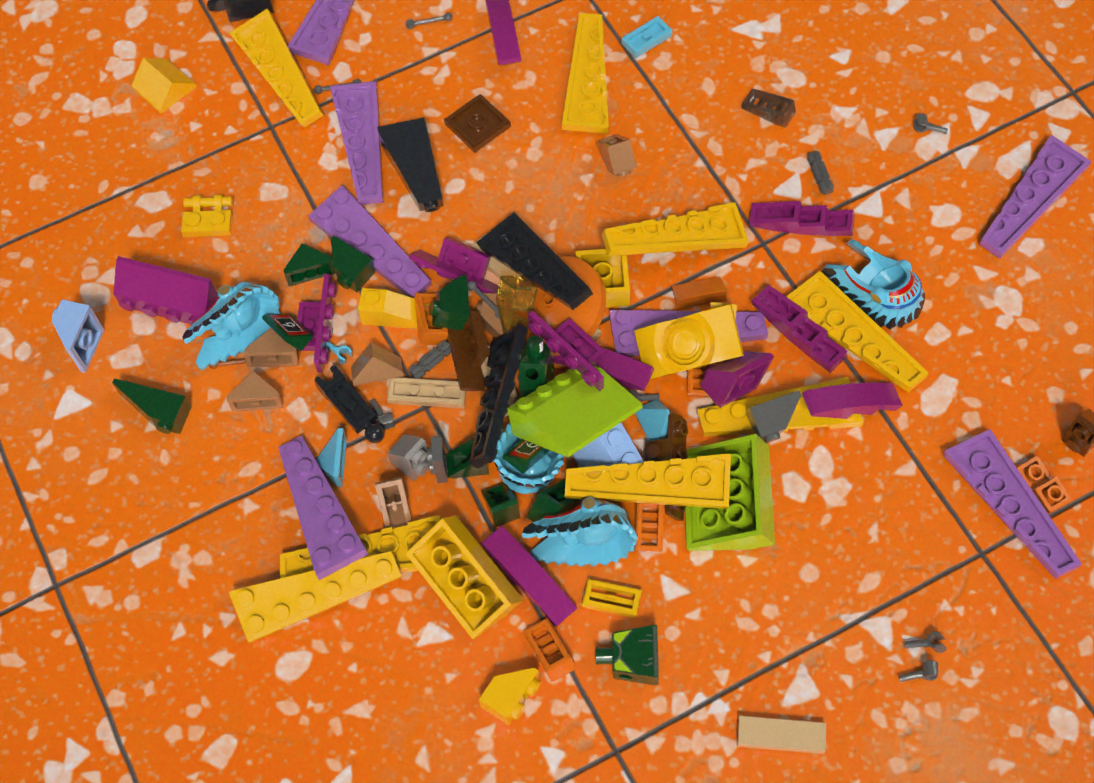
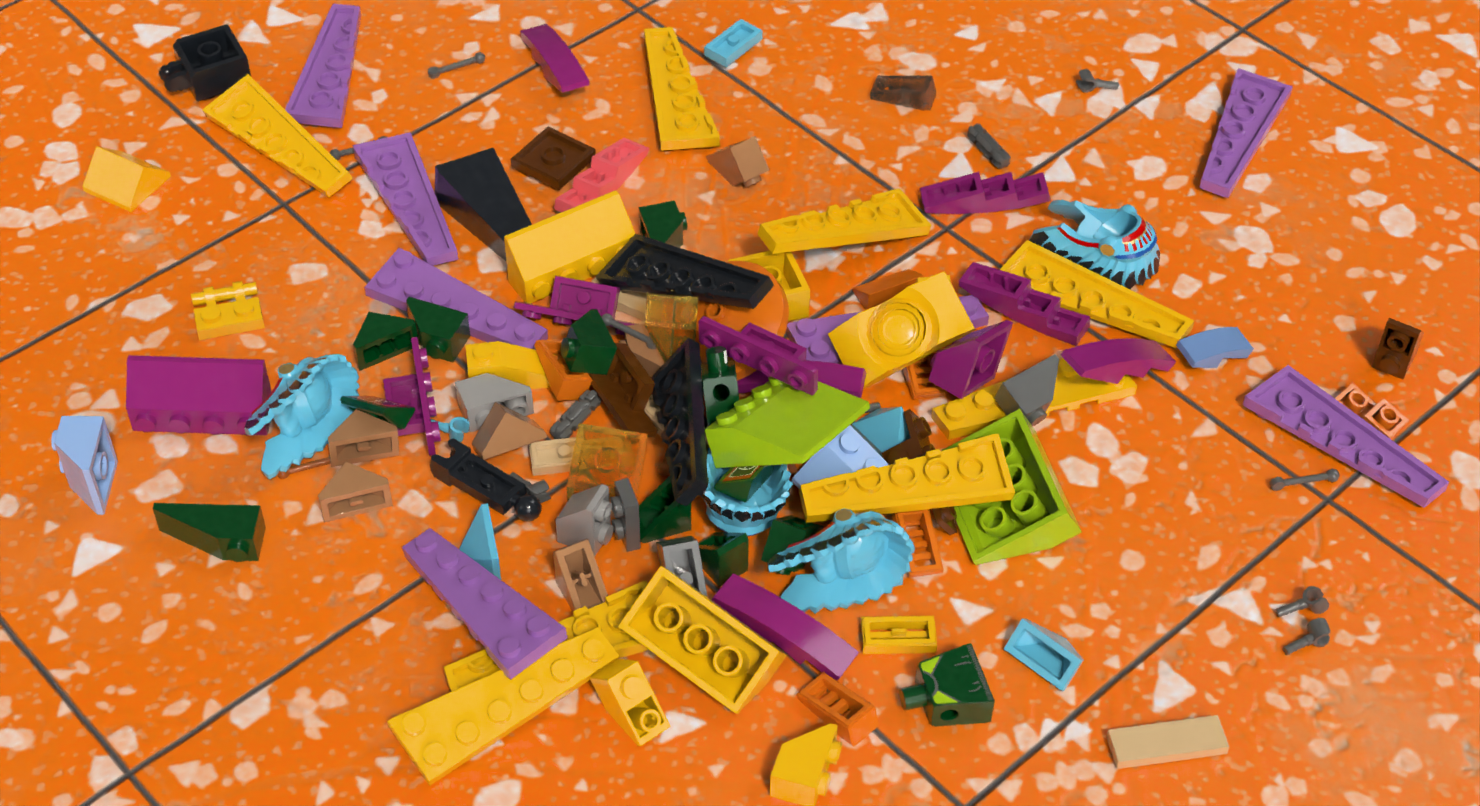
camera: 20 degrees left, 15 degrees down
(369, 329) = (480, 392): none -> light grey slope
(401, 611) = (630, 700): none -> yellow slope
(436, 414) = (605, 457): none -> clear yellow brick
(462, 212) = (566, 245): none -> yellow slope
(469, 508) = (683, 559): none -> slope
(514, 144) = (607, 173): none -> coral slope
(540, 206) = (663, 223): none -> dark green slope
(715, 639) = (1044, 653): none -> medium azure slope
(938, 397) = (1211, 346): none -> medium blue slope
(991, 533) = (1278, 482): none -> dark grey hinge

